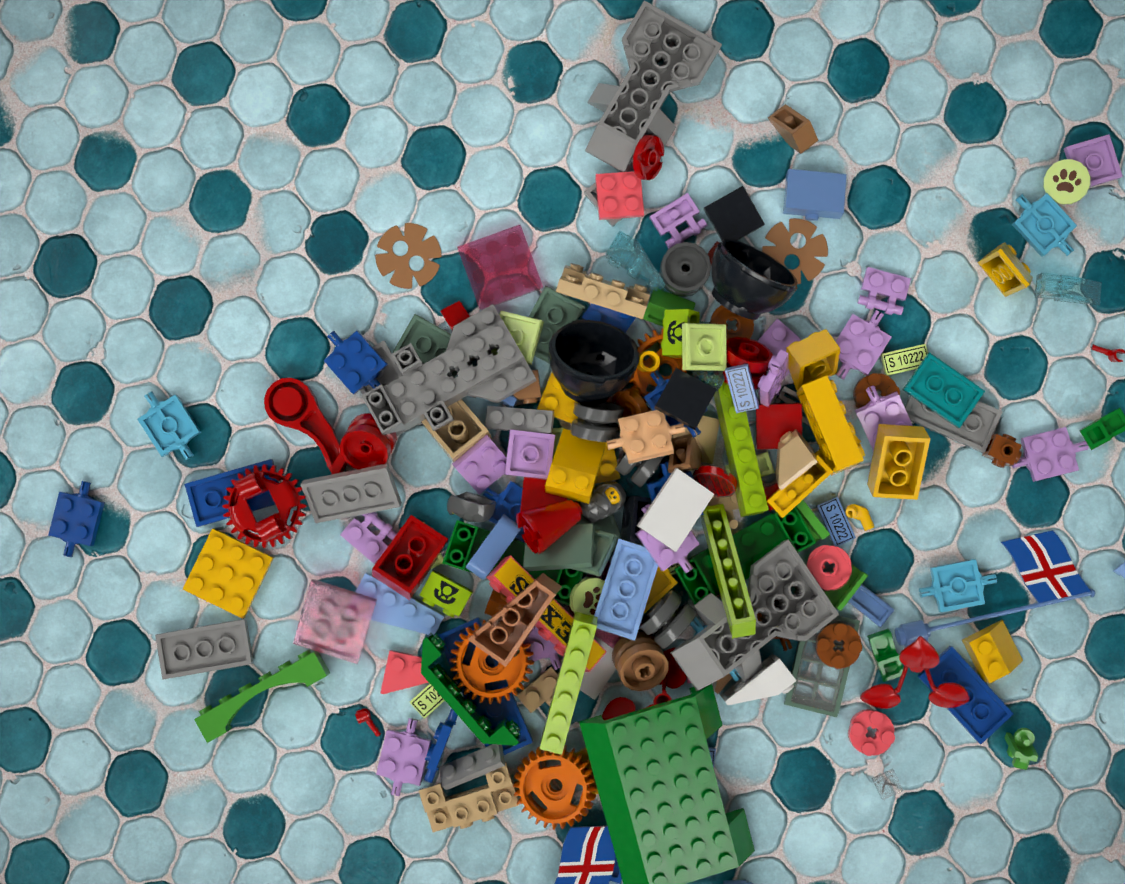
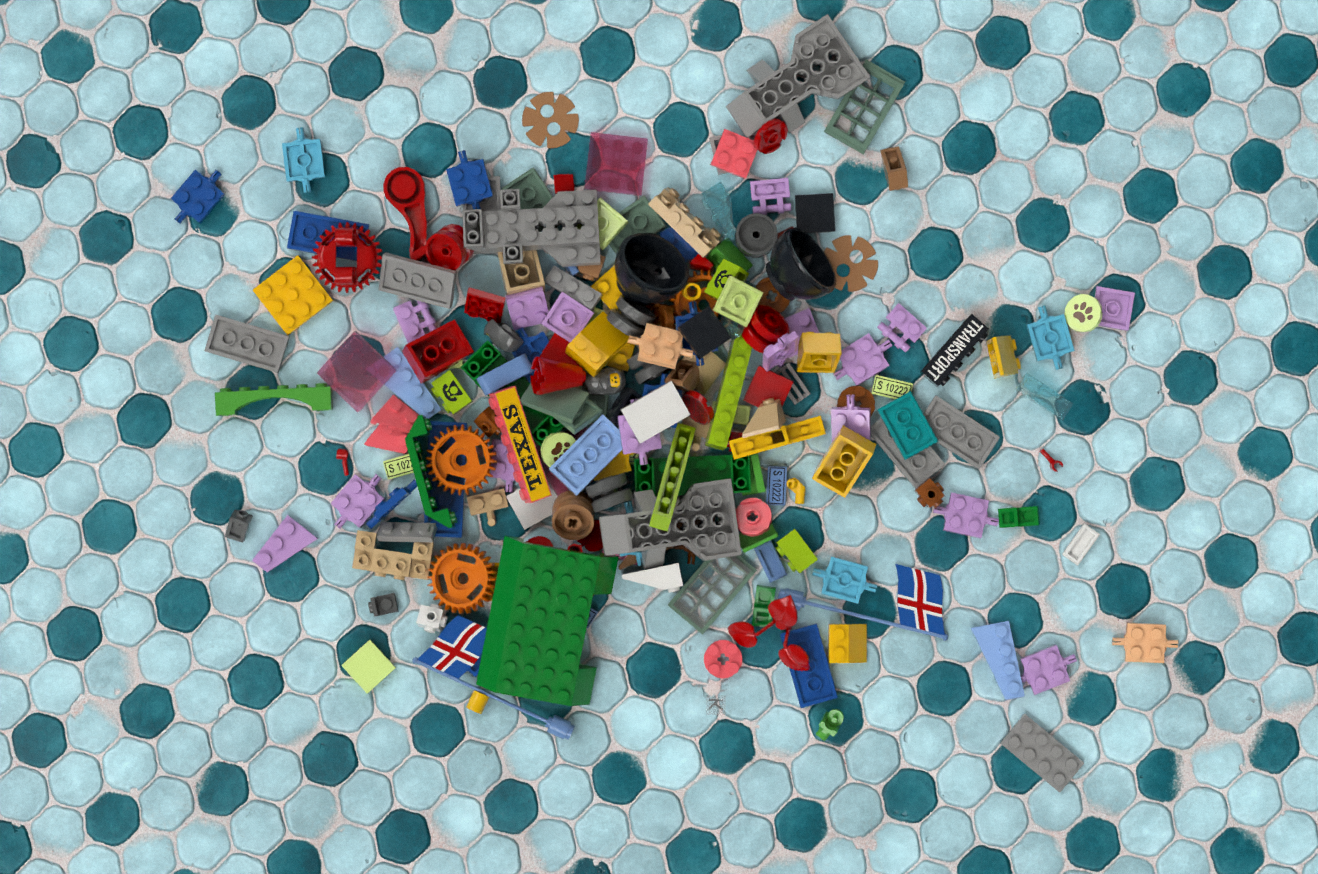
camera: 25 degrees right, 0 degrees up
(290, 846) = (238, 525): none -> dark grey bracket
(347, 841) = (283, 543): none -> lavender wing
(399, 647) = (395, 415): none -> coral wing
(435, 484) = (484, 305): none -> red tile
(484, 854) = (383, 604): none -> dark grey bracket
(512, 624) = (490, 437): nougat wedge -> none
(538, 850) = (427, 613): none -> white brick
(568, 682) = (511, 502): lime brick -> none
(642, 326) = (700, 263): none -> red slope
(731, 82) = (864, 108): none -> sand green piece
(742, 388) = (751, 346): medium blue tile -> none
(814, 194) = (885, 227): medium blue container -> none
(829, 425) = (804, 408): yellow brick -> none
(851, 648) = (735, 569): dark orange plate -> none
(892, 580) = (796, 551): none -> lime brick
(951, 287) = (954, 350): none -> black brick
(1001, 370) = (959, 432): none -> light grey plate

